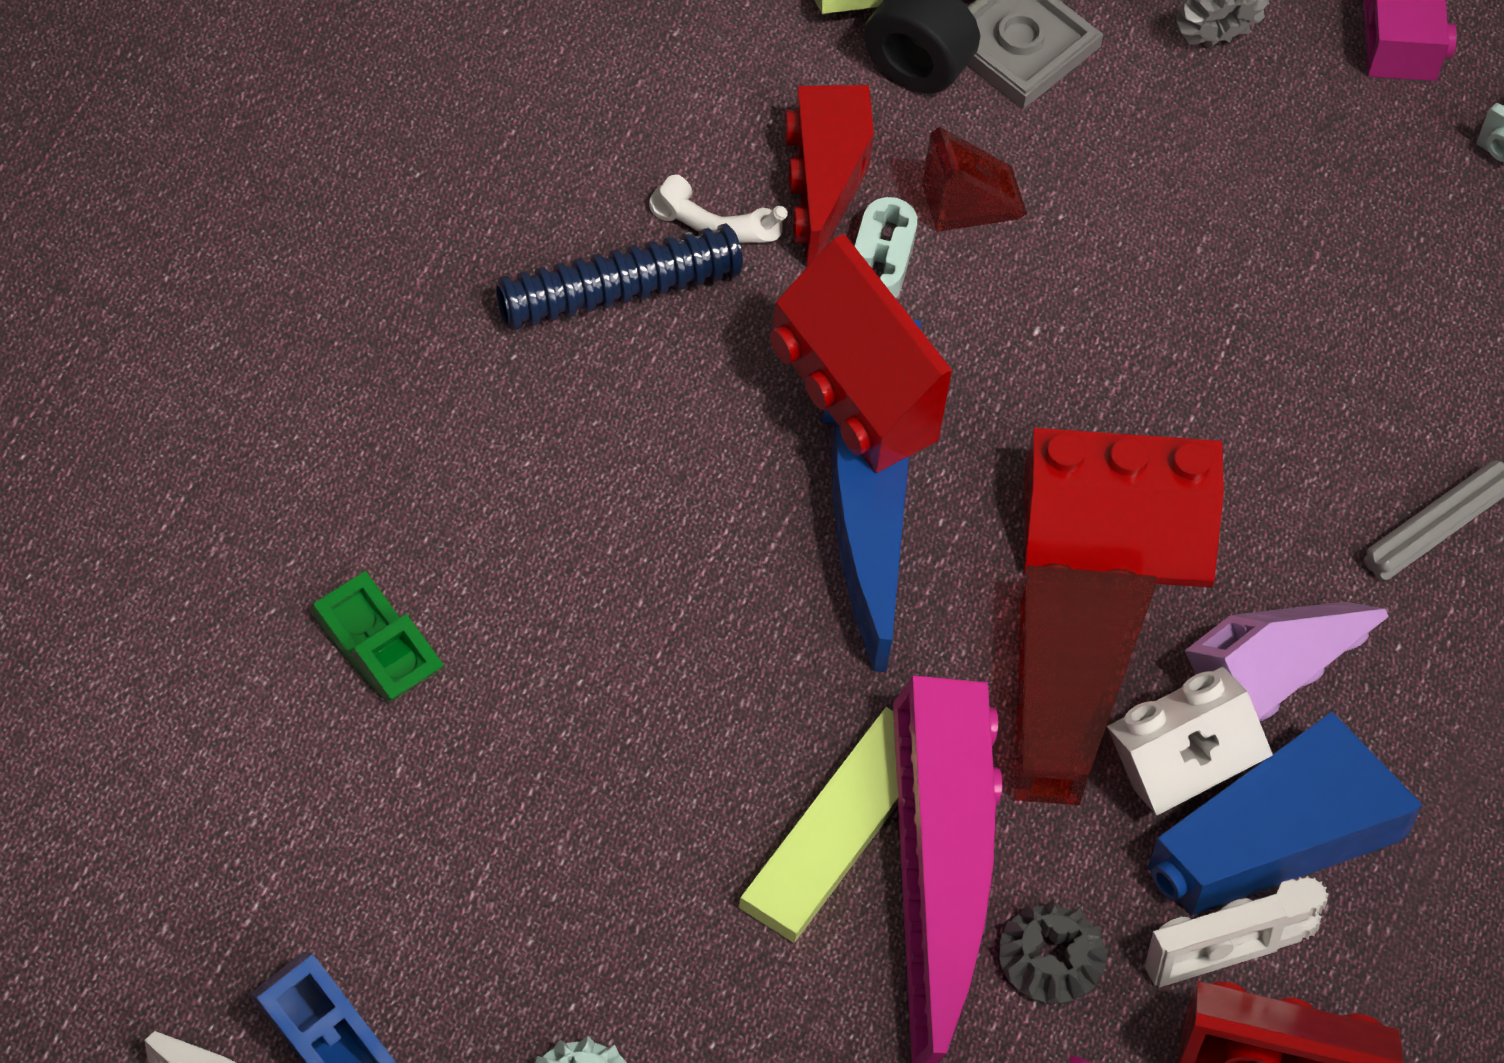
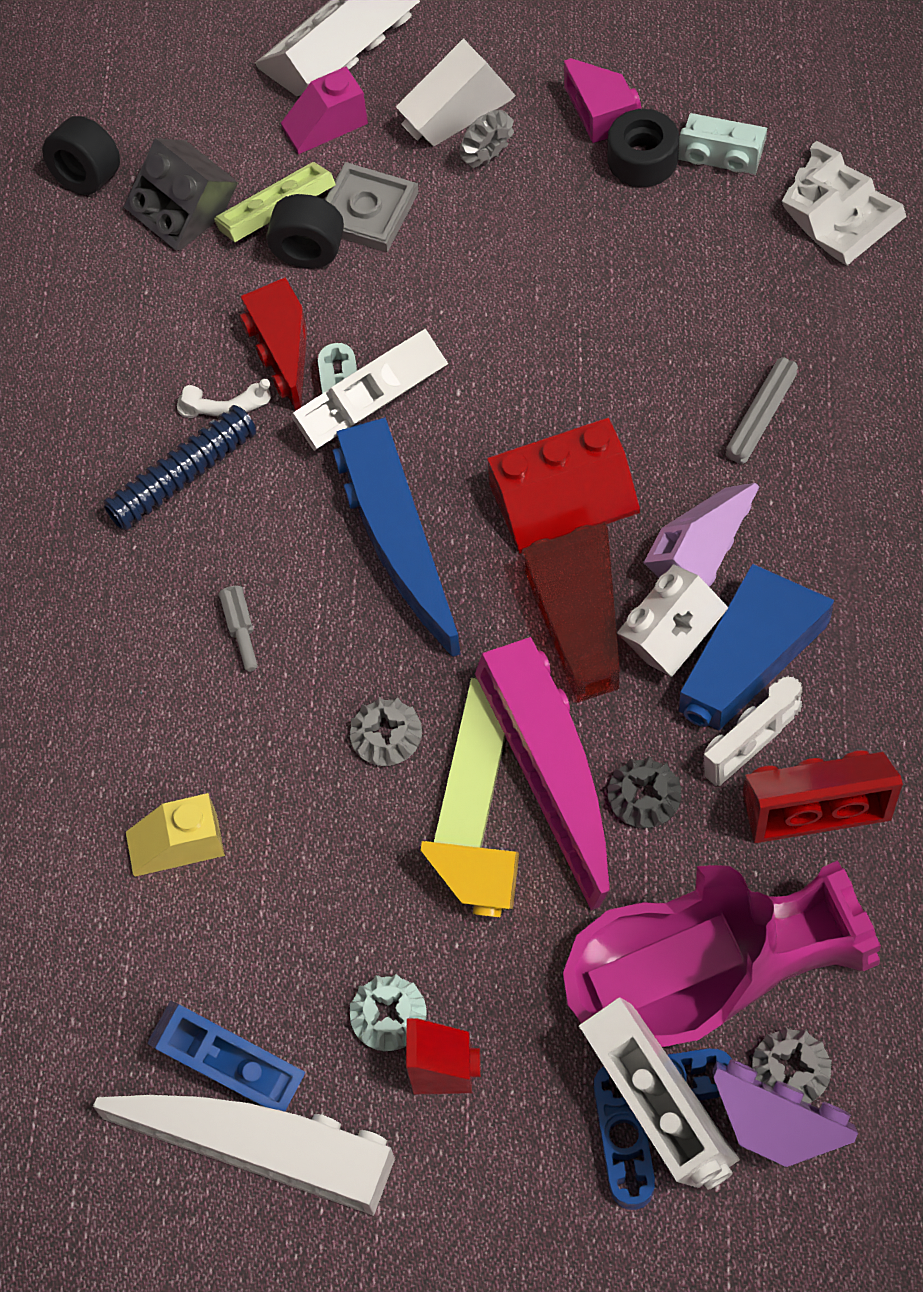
camera: 10 degrees left, 5 degrees up
(375, 639) = (126, 771): green slope -> none
(403, 747) = (175, 836): none -> light yellow slope
(608, 509) = (239, 623): none -> light grey axle
(759, 750) = (403, 739): none -> light grey gear
(779, 961) = (476, 875): none -> yellow slope
(862, 357) = (360, 458): red slope -> none
(954, 268) = (369, 389): none -> white slope
(968, 185) = (375, 316): clear red slope -> none
(1438, 81) = (638, 166): none -> black tyre

